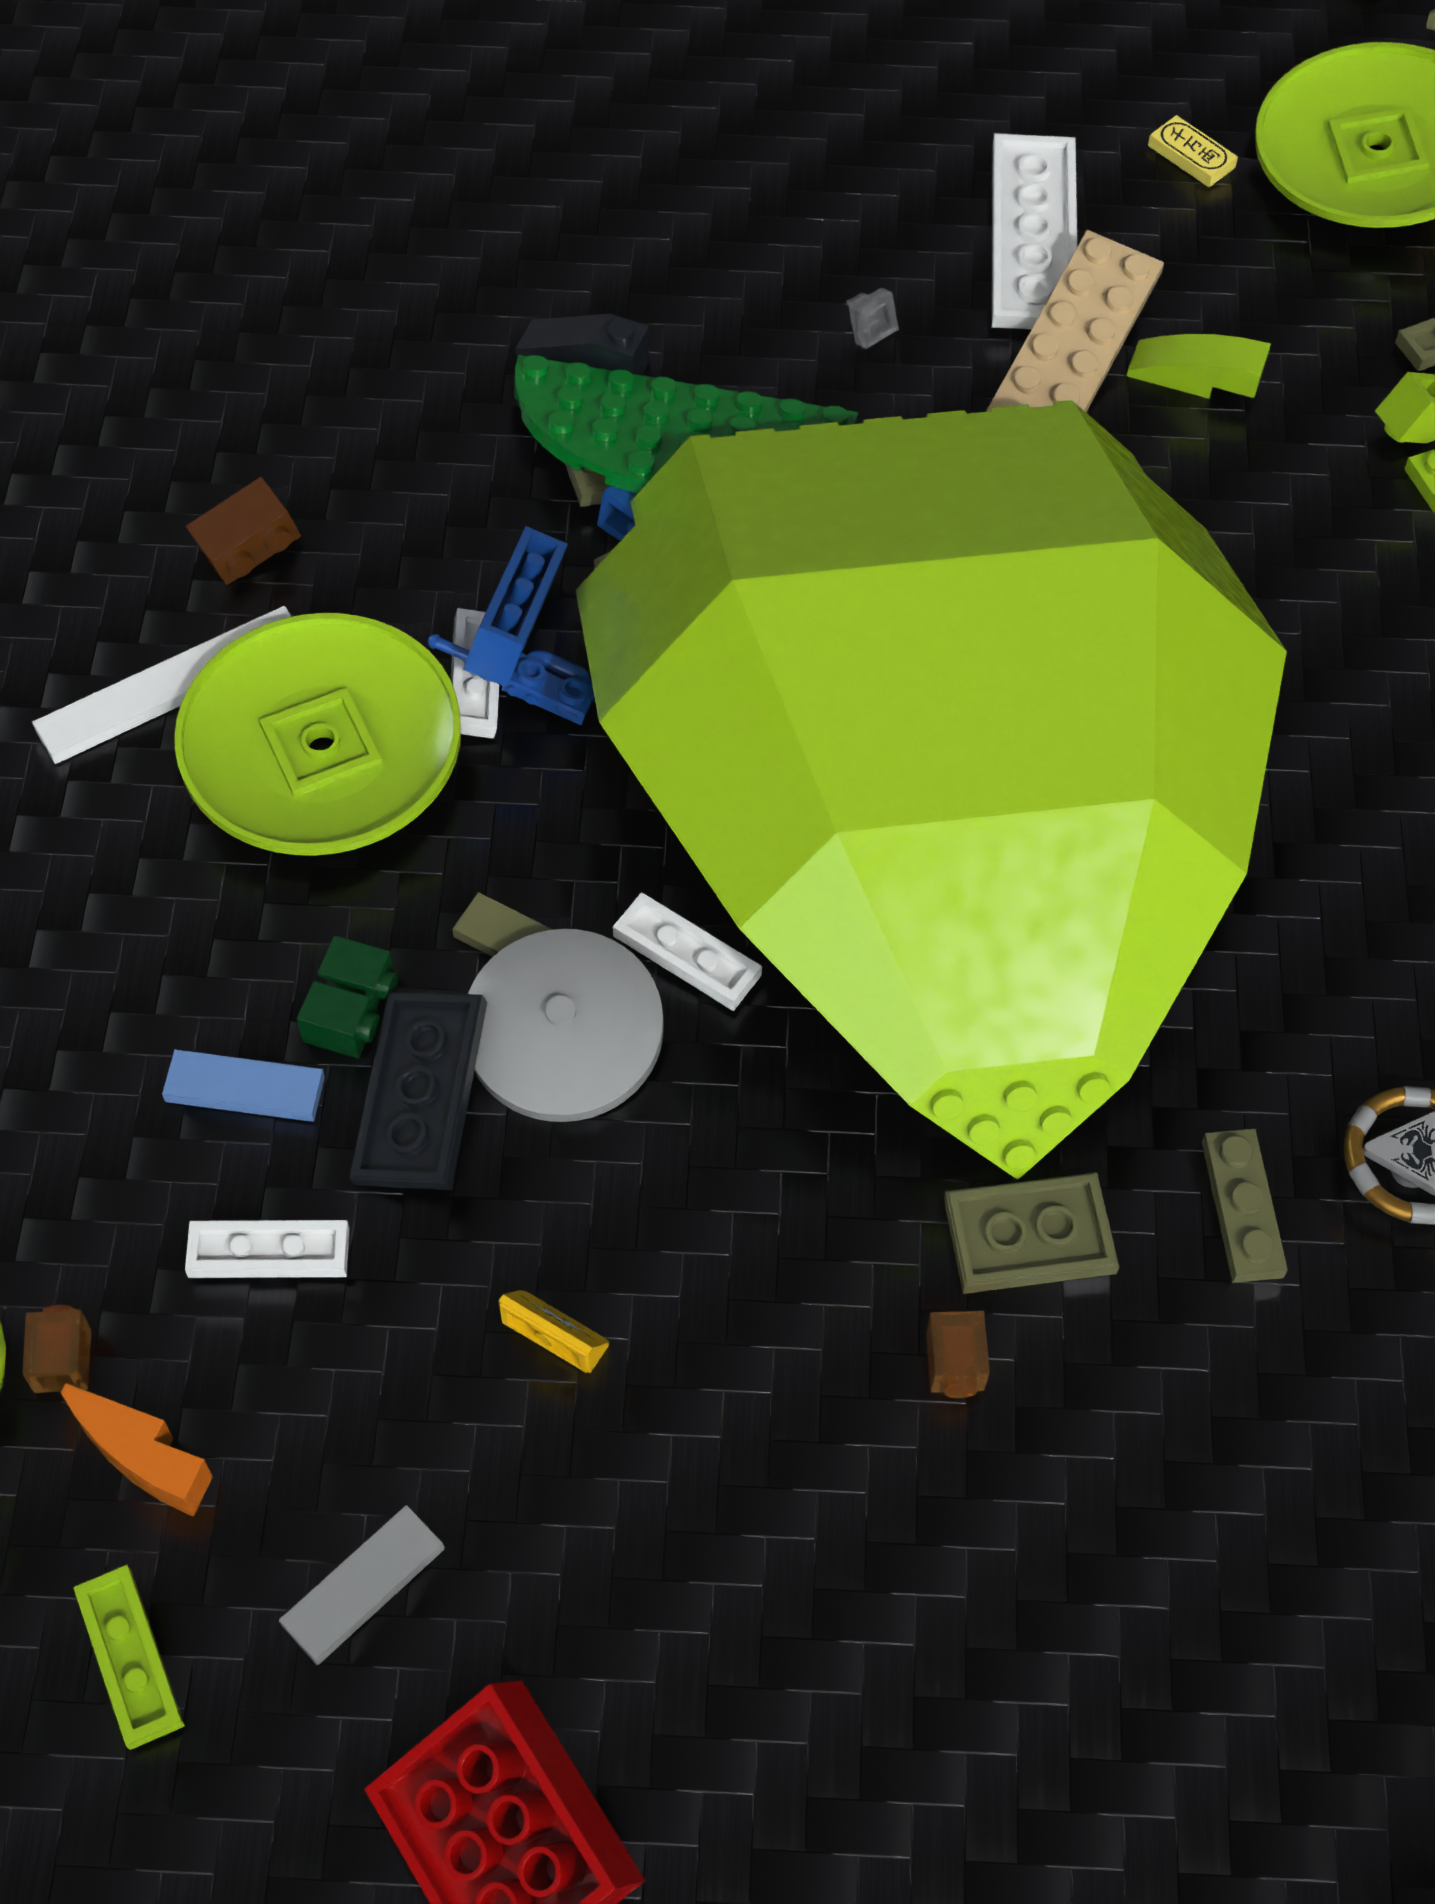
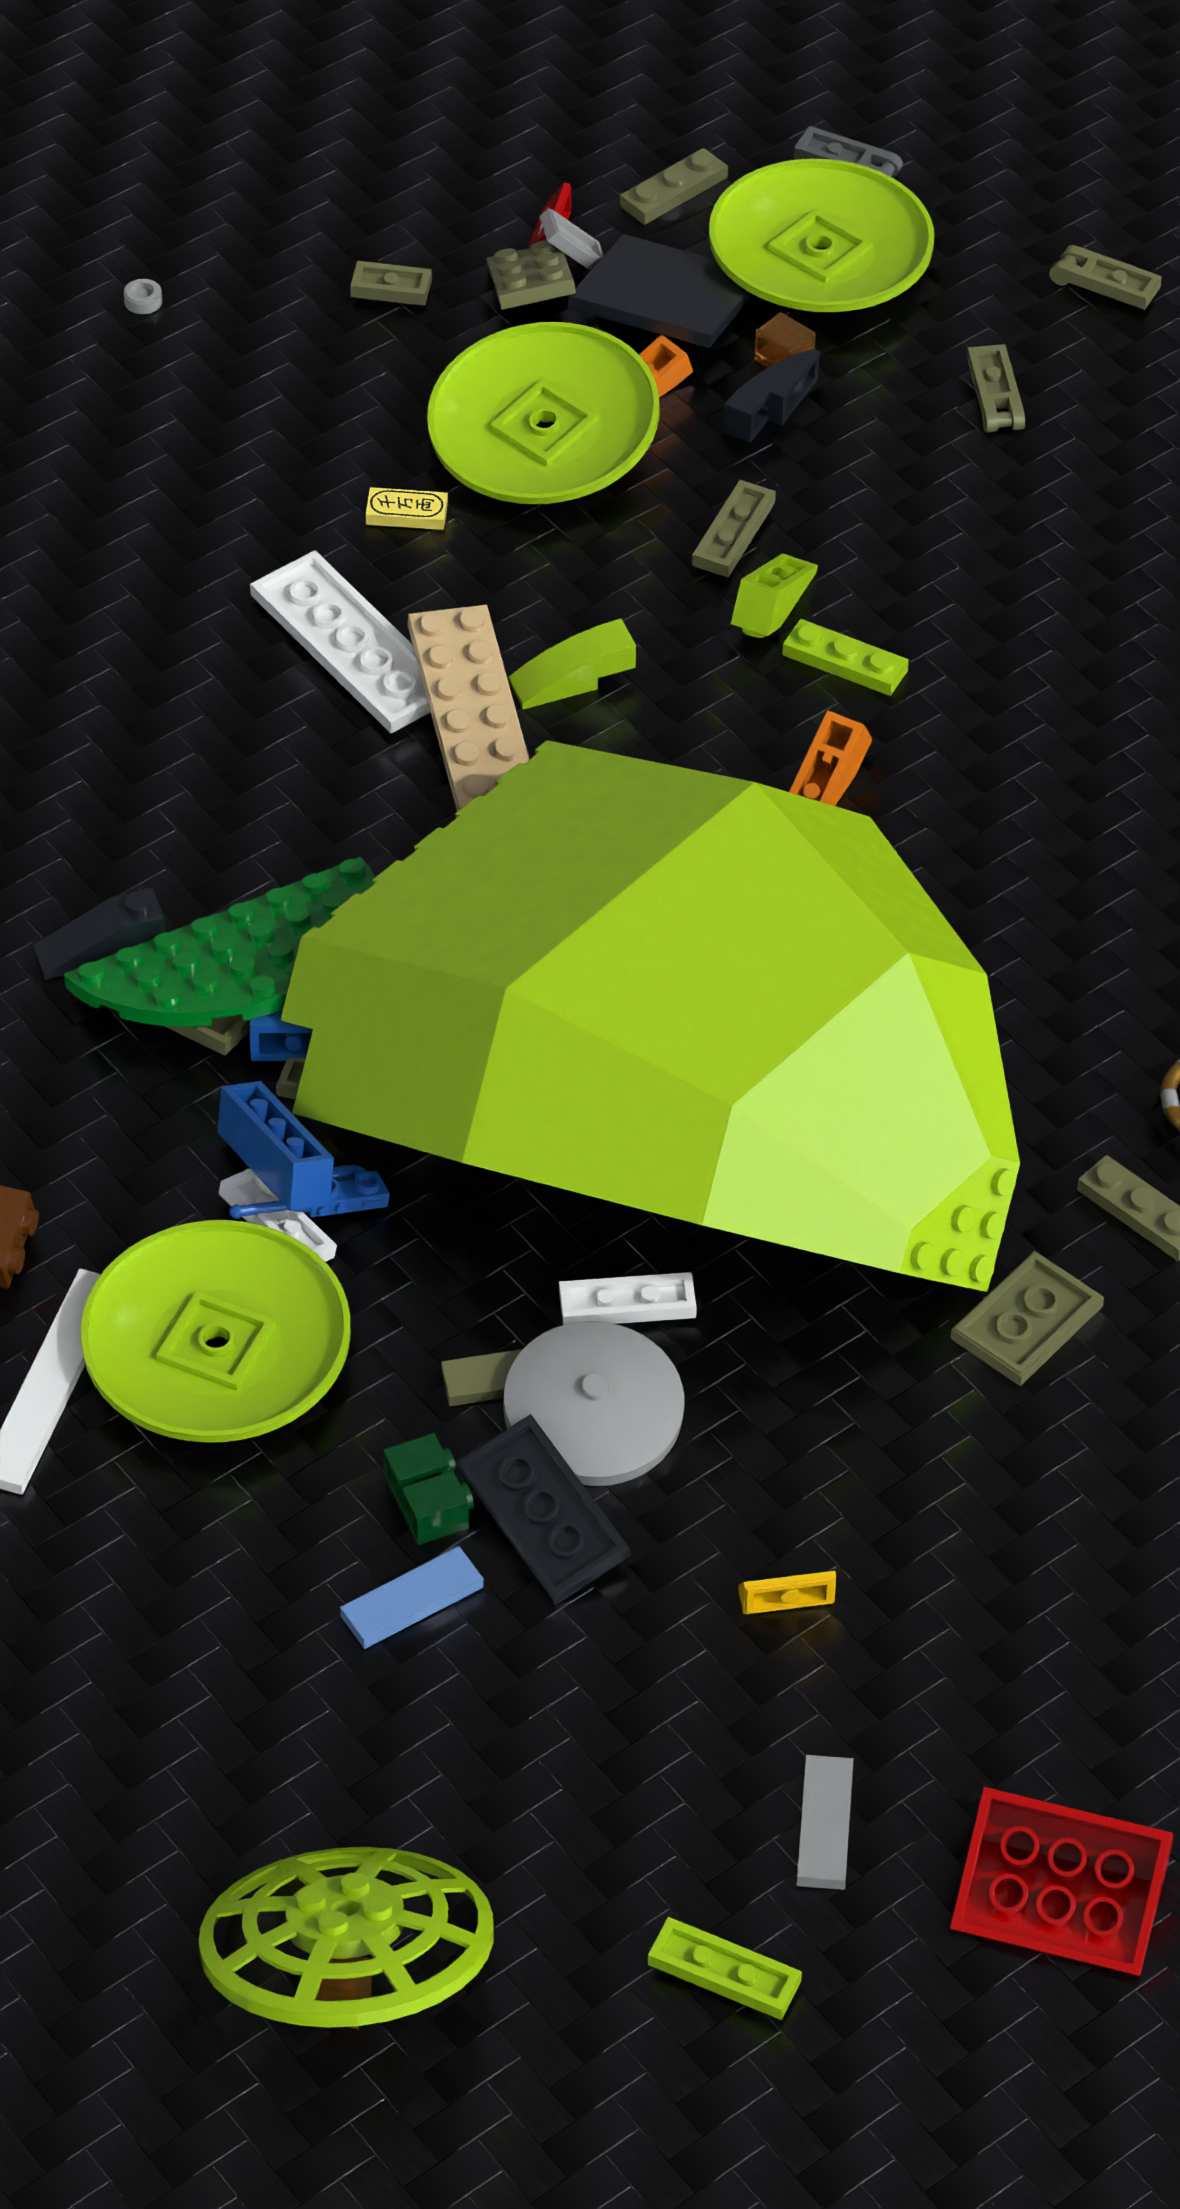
camera: 40 degrees left, 10 degrees down
(56, 1349) = (475, 1837): clear orange brick -> none
(141, 1449) = (595, 1852): orange slope -> none
(267, 1249) = (546, 1678): white plate -> none
(872, 317) = (299, 779): clear tile -> none
(957, 1353) = (1057, 1416): clear orange brick -> none
(1334, 593) = (832, 759): none -> orange slope

